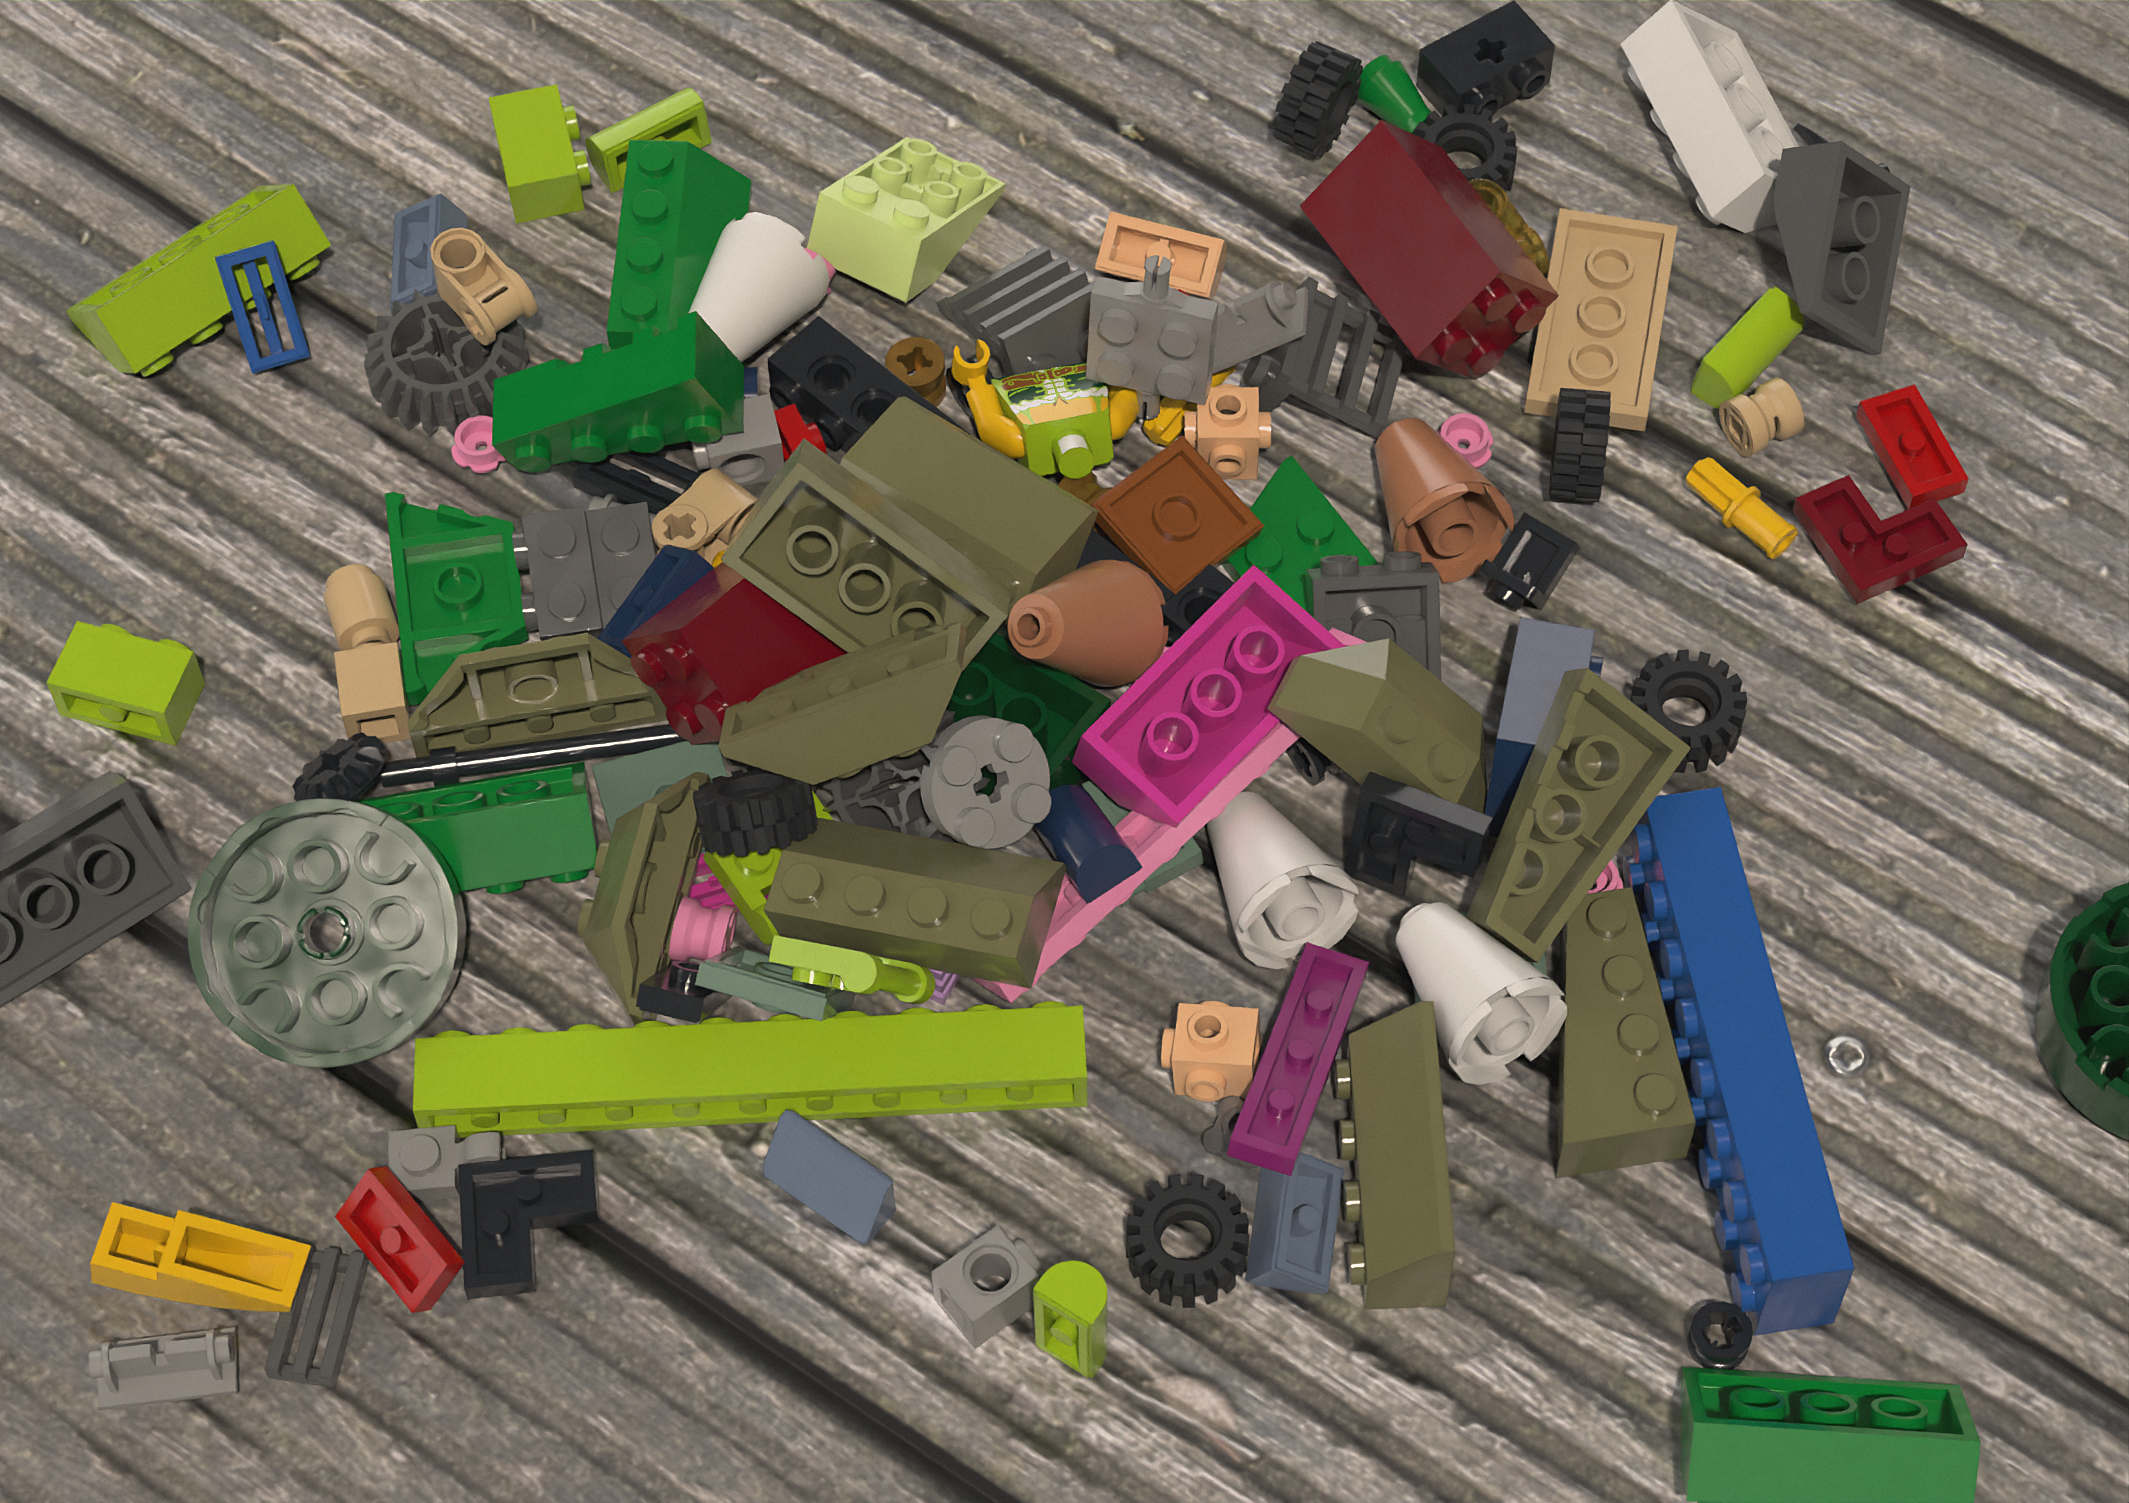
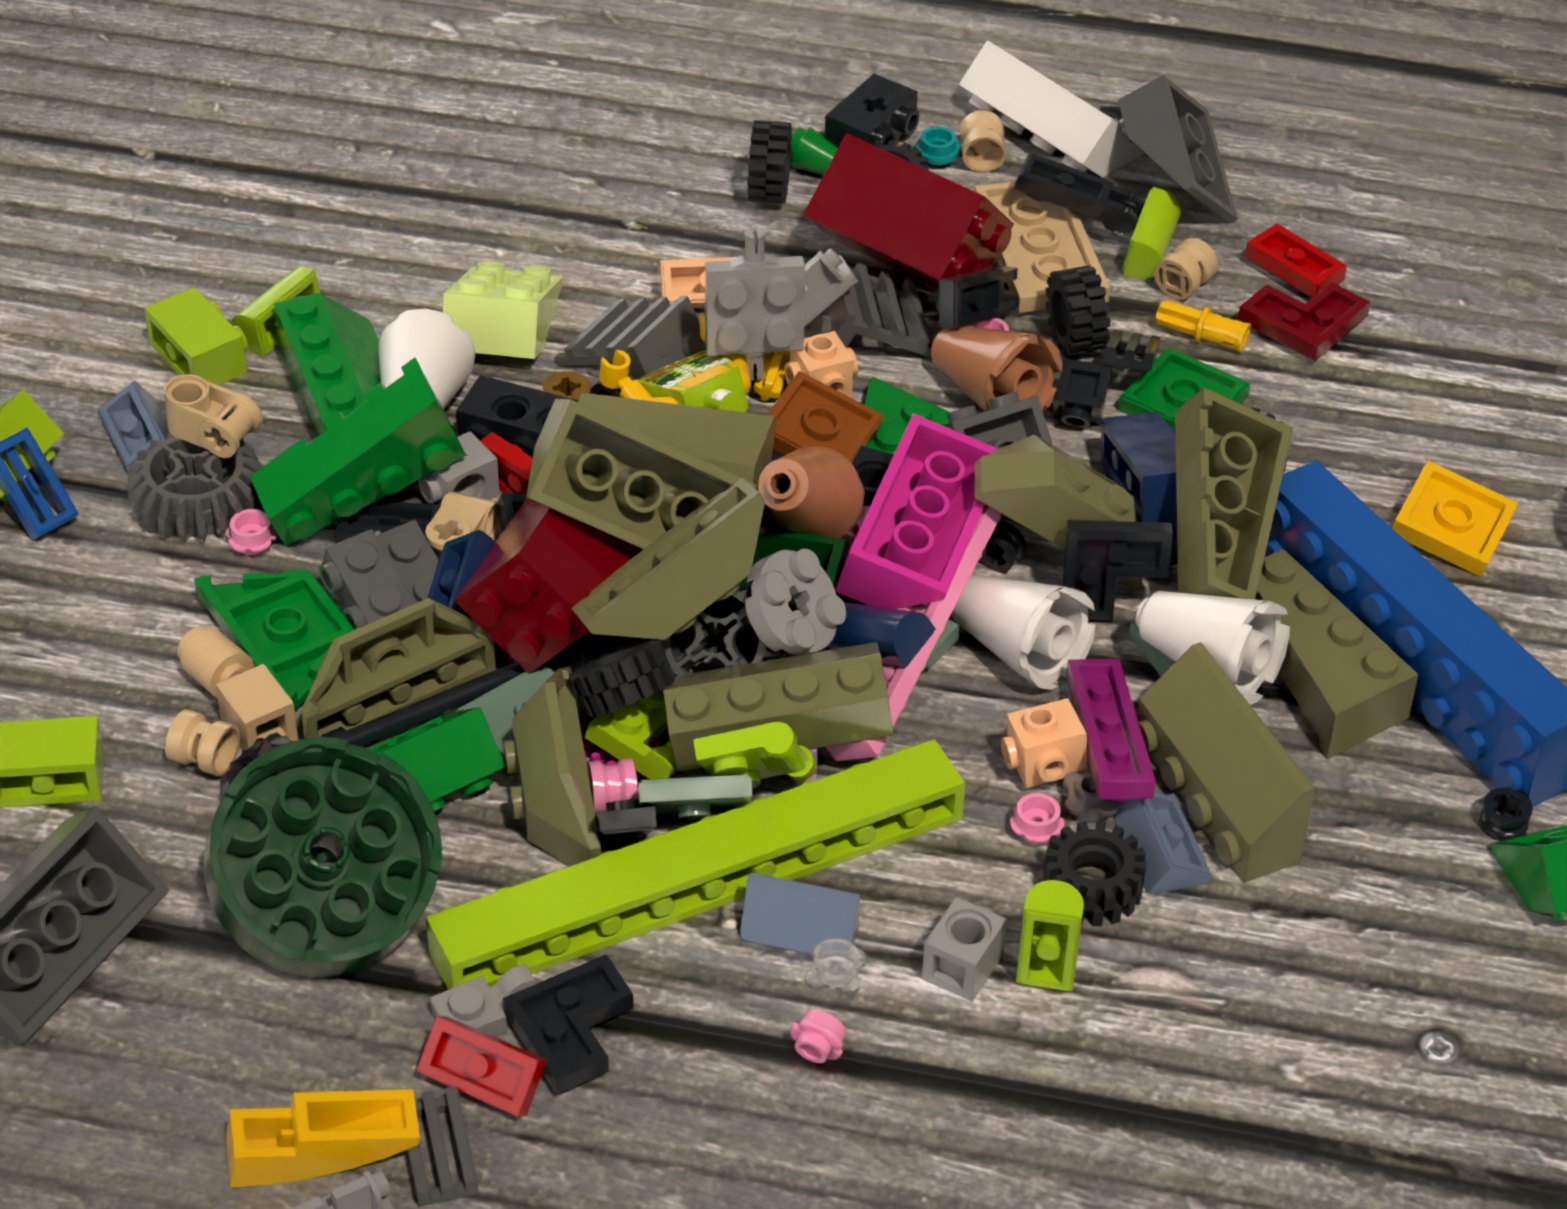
camera: 25 degrees left, 15 degrees down
(294, 711) = (202, 742): none -> tan wheel
(773, 1337) = (818, 1036): none -> bright pink plate
(836, 1235) = (834, 955): none -> clear plate
(1162, 1127) = (1037, 818): none -> bright pink plate
(1459, 389) = (974, 296): none -> black hinge
(1550, 117) = (939, 146): none -> teal plate
(1614, 131) = (982, 141): none -> tan wheel
(1620, 497) = (1131, 348): none -> black tile
(1662, 601) = (1174, 382): none -> green tile
(1675, 265) = (1079, 193): none -> black hinge
(1896, 898) = (1454, 518): none -> yellow plate

